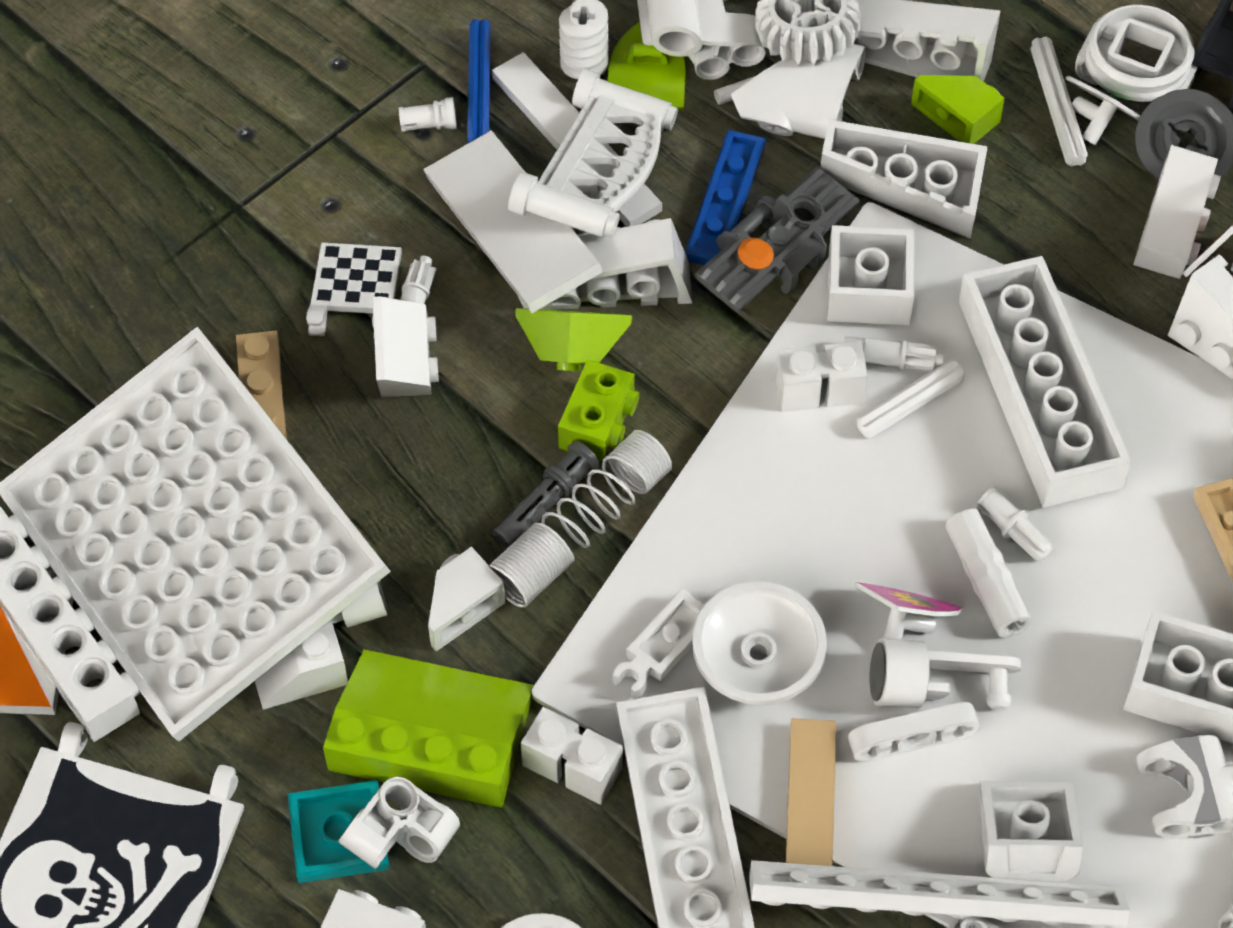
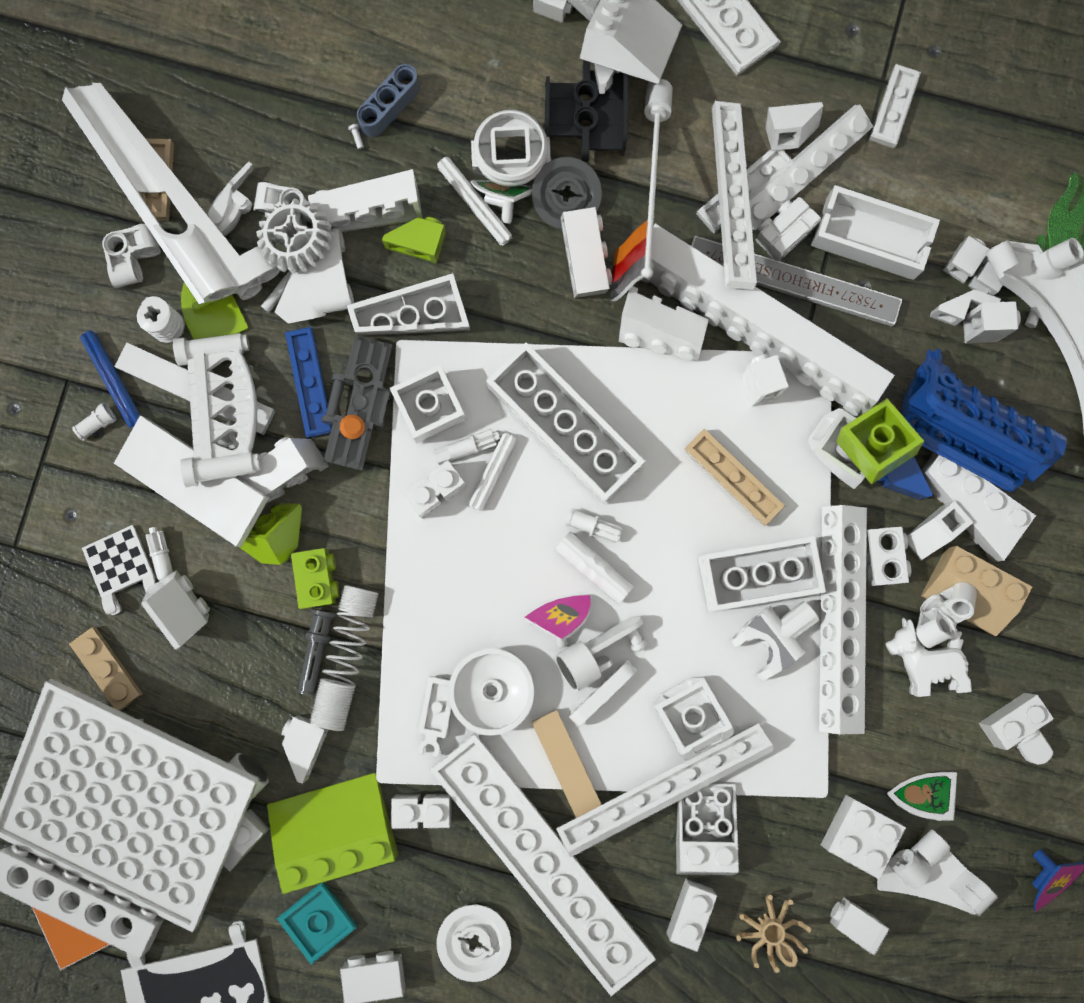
camera: 30 degrees left, 25 degrees up
(420, 826) = (339, 921): white piece -> none

